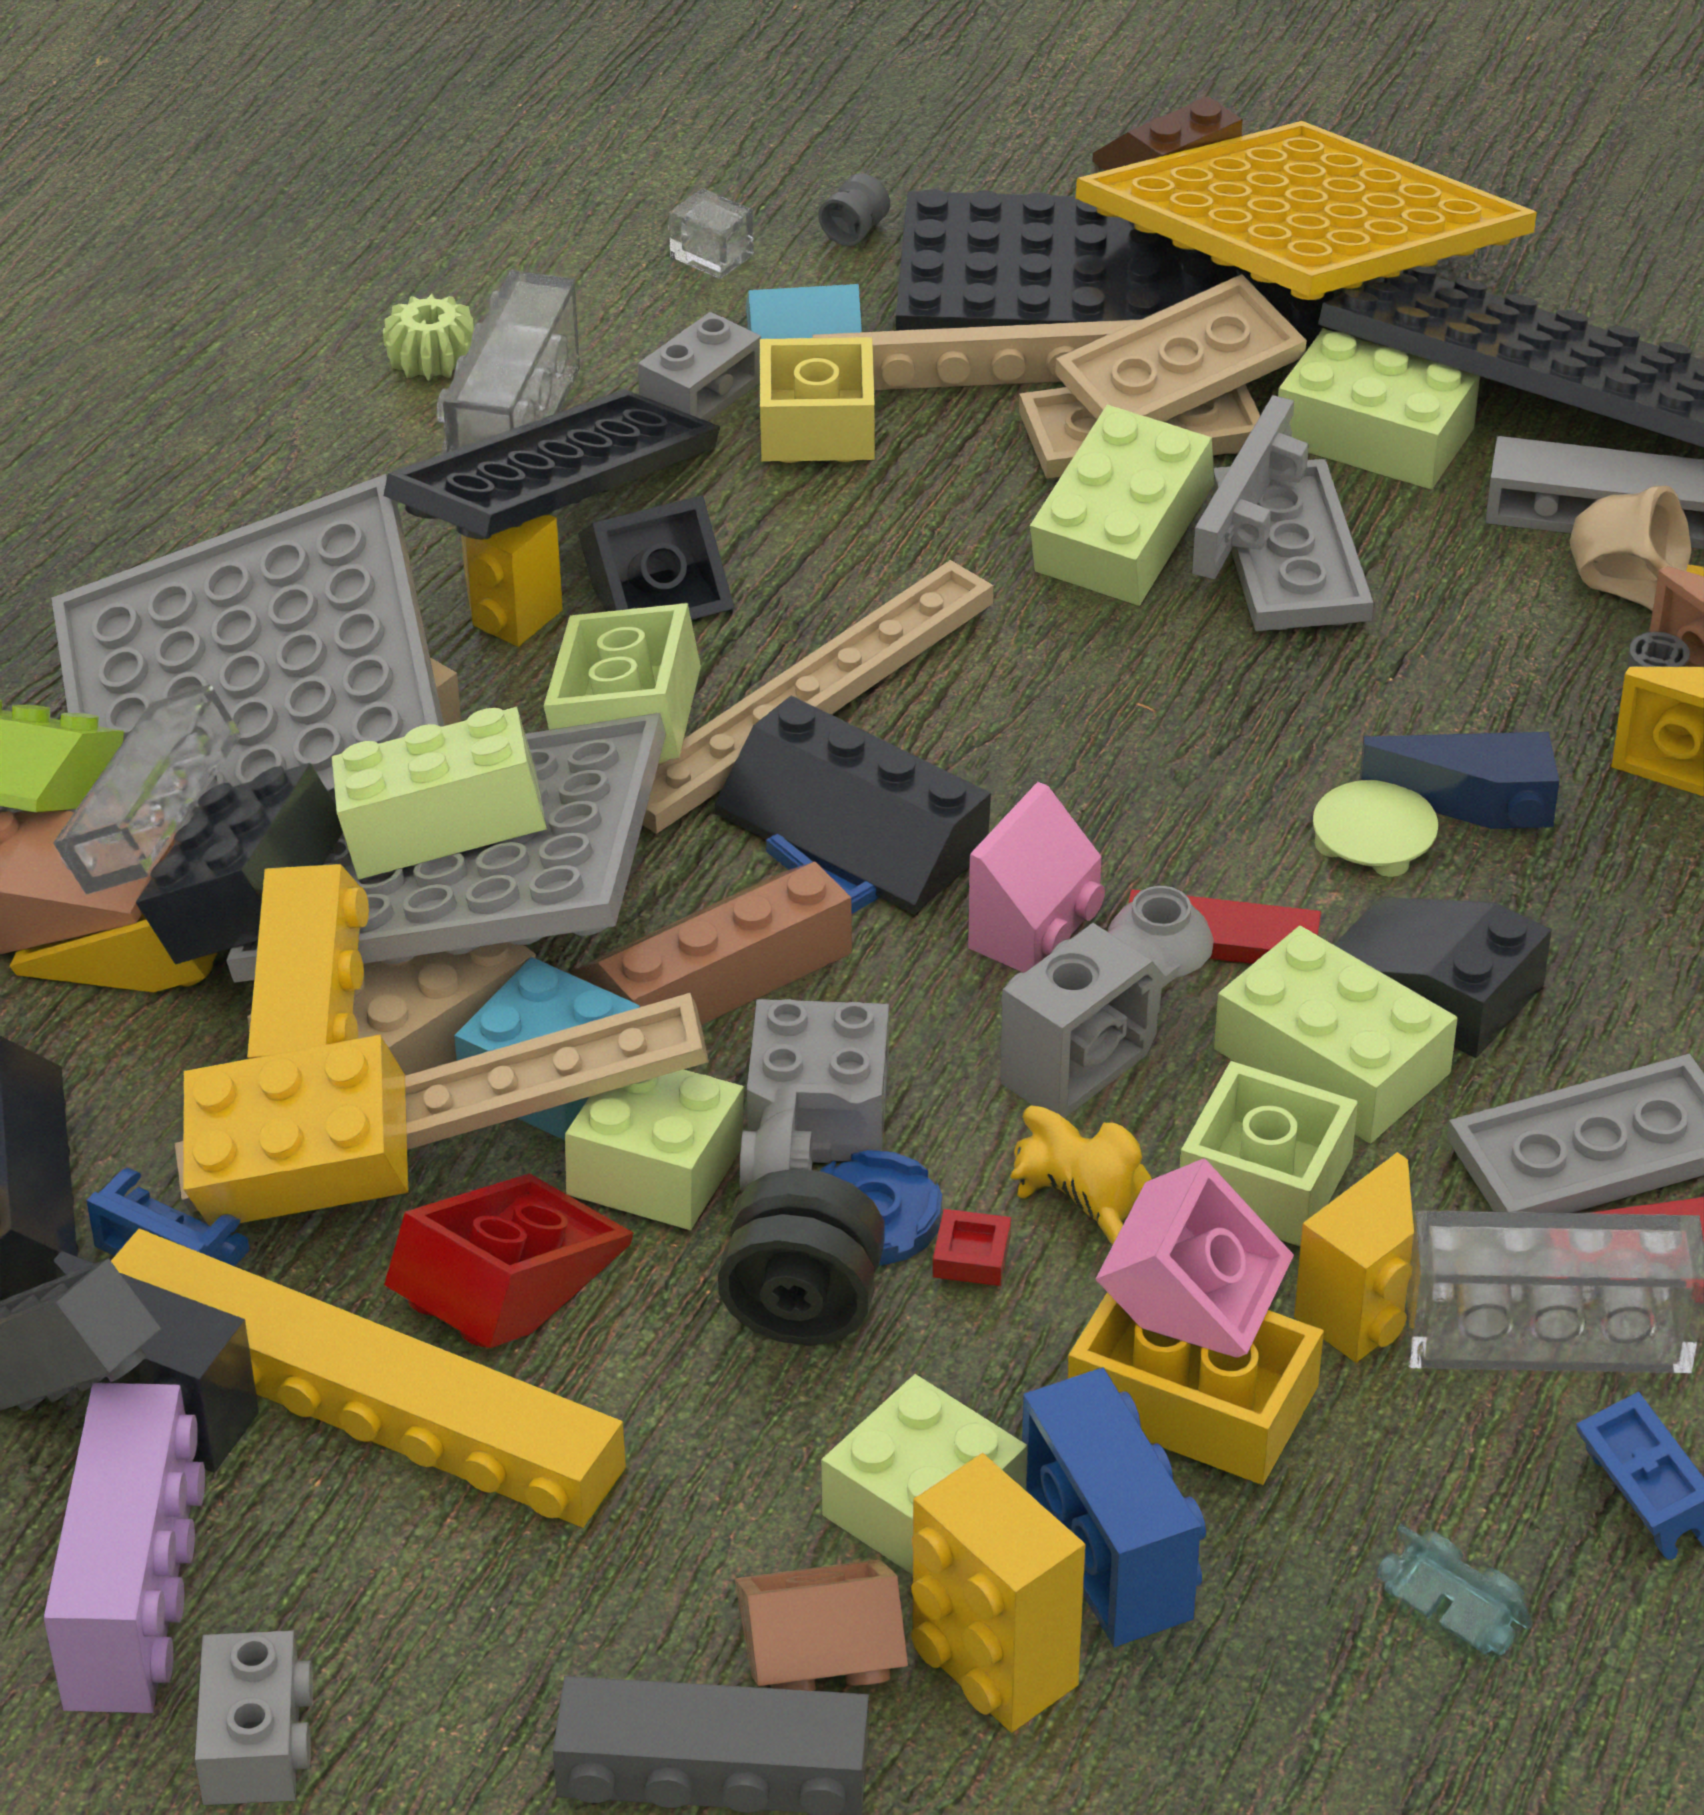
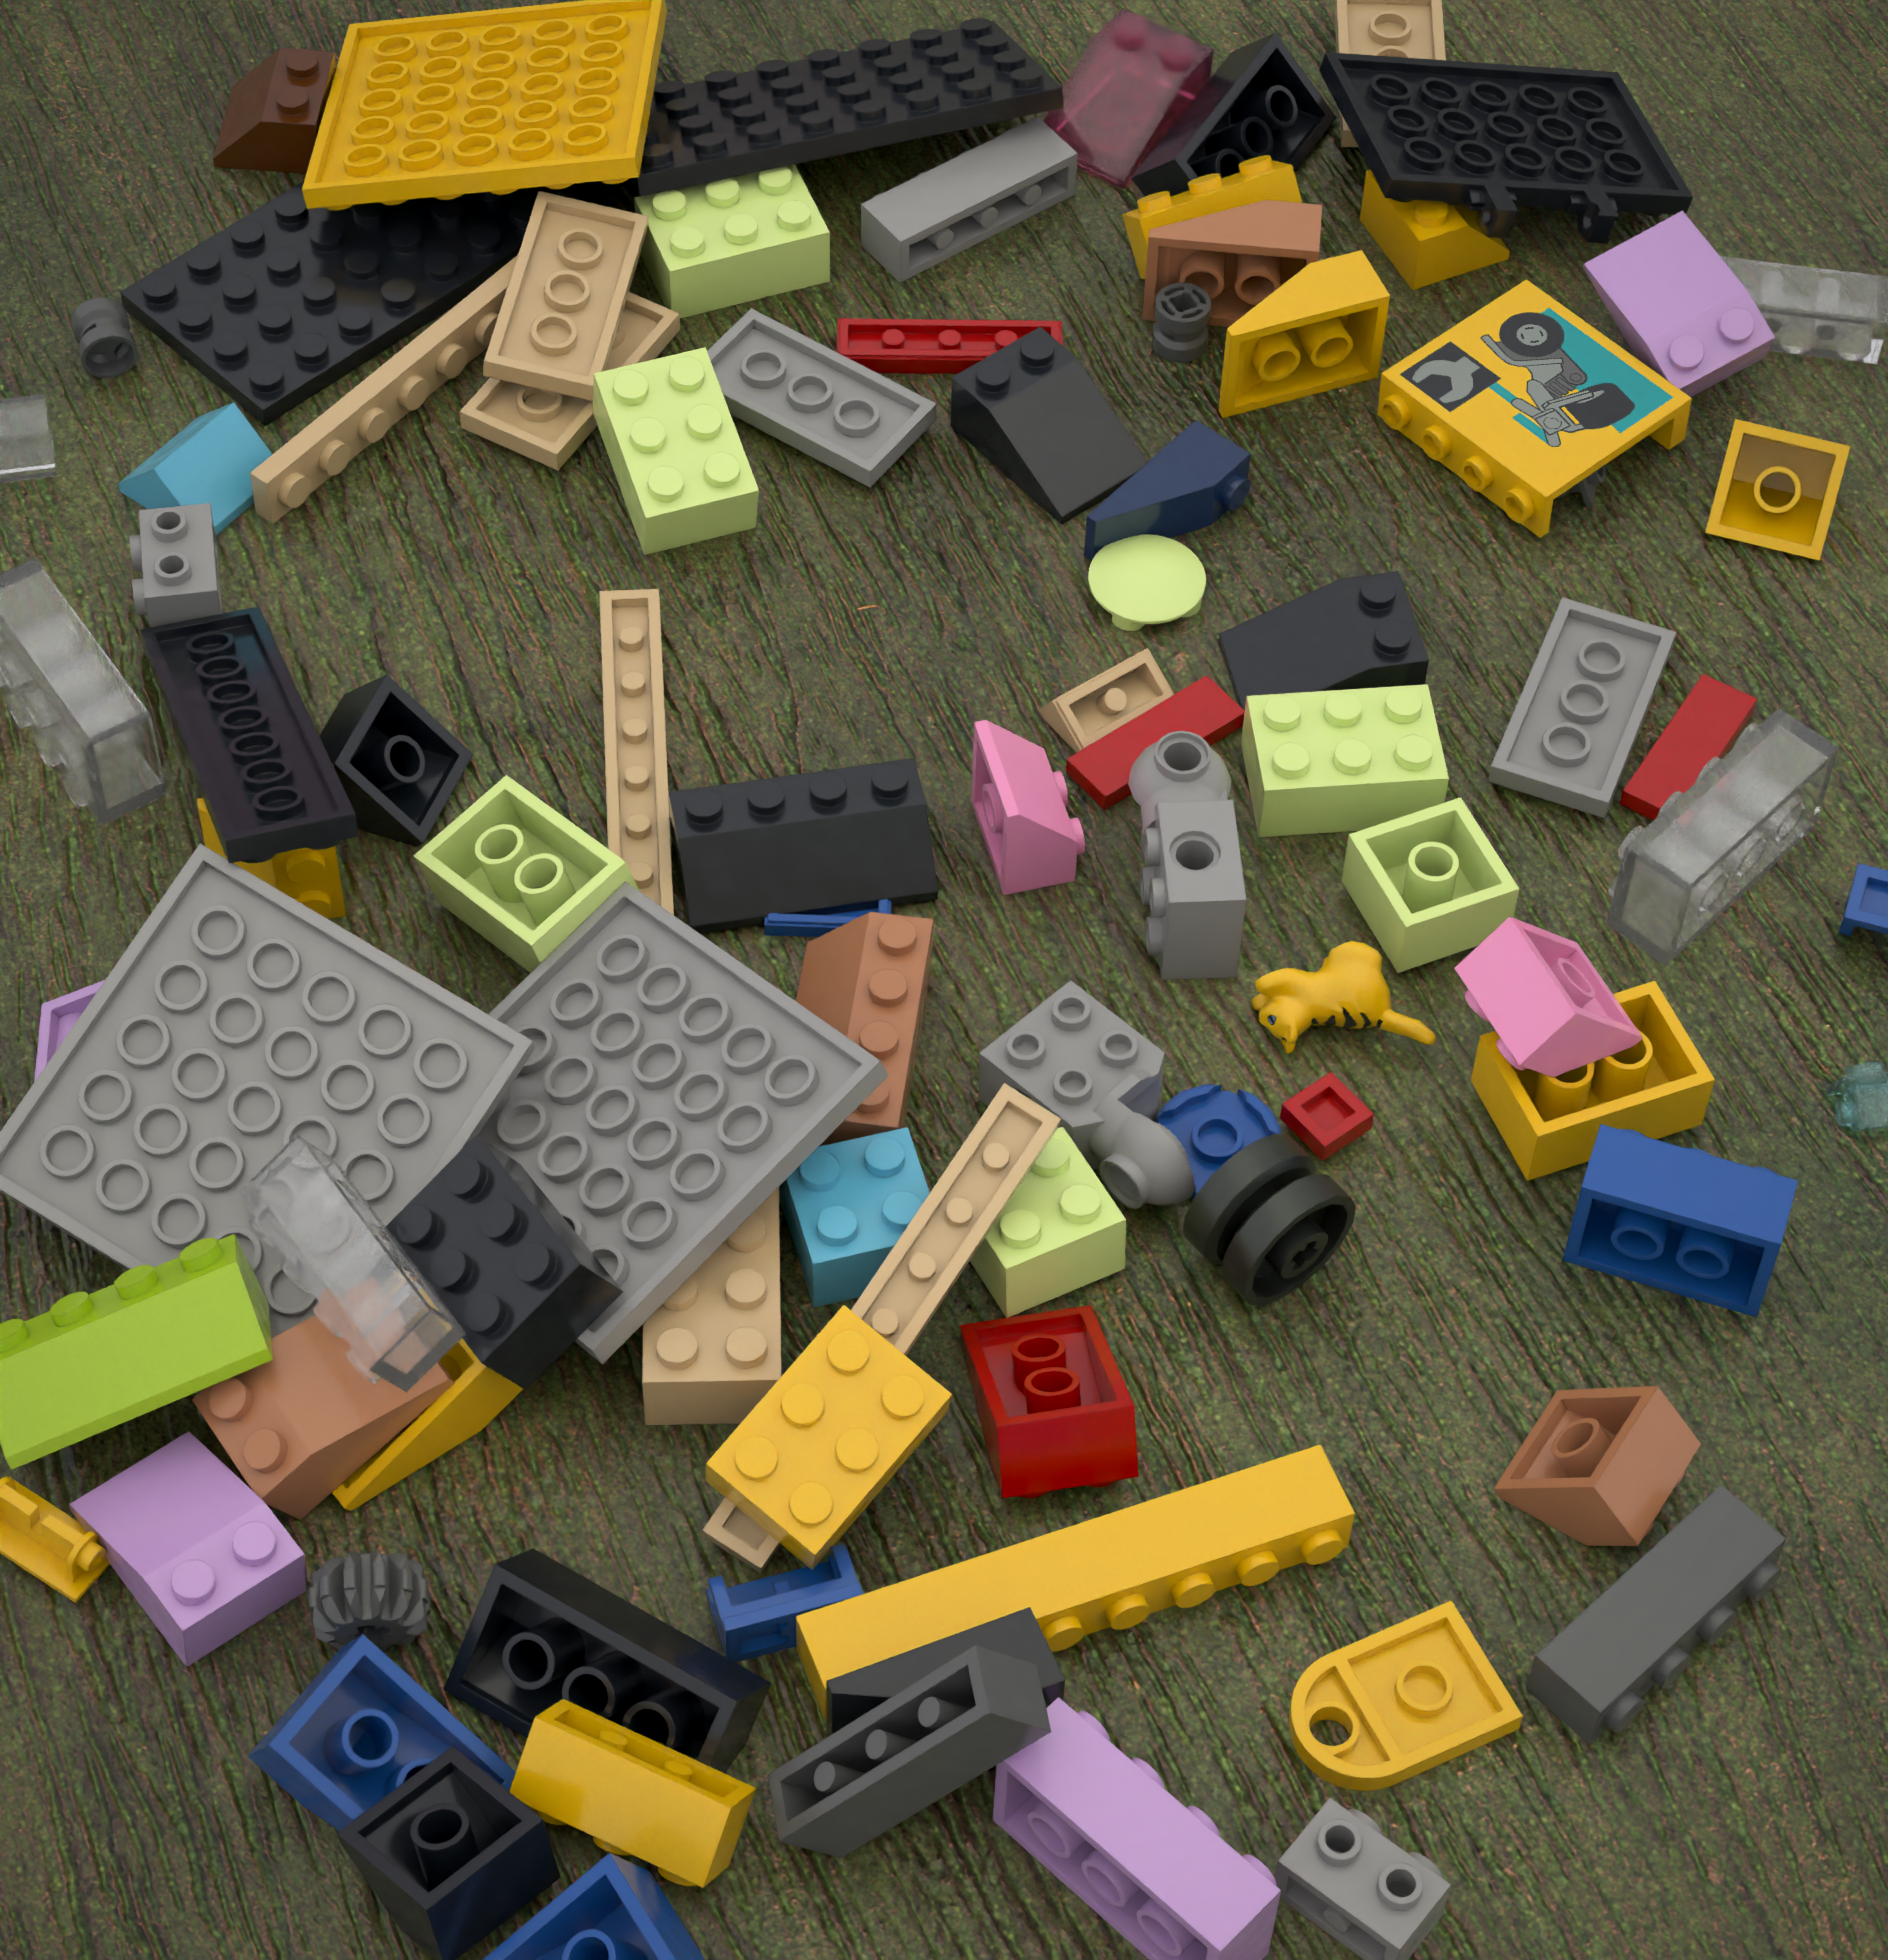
camera: 50 degrees left, 10 degrees up
(307, 959) = (699, 1303): yellow brick -> none
(437, 792) = (583, 1078): yellowish green brick -> none
(464, 1644) = (1405, 1700): none -> yellow tile
(817, 399) = (321, 527): light yellow brick -> none
(900, 1454) = (1533, 1308): yellowish green brick -> none
(996, 1592) = (1729, 1336): yellow brick -> none
(1228, 873) = (1107, 701): none -> tan slope
(1233, 511) = (734, 340): light grey hinge -> none
(1359, 1262) = (1601, 901): yellow slope -> none
(1441, 660) = (1044, 425): none -> black slope
(1457, 583) = (930, 344): none -> red tile
(1627, 541) = (1052, 232): tan piece -> none

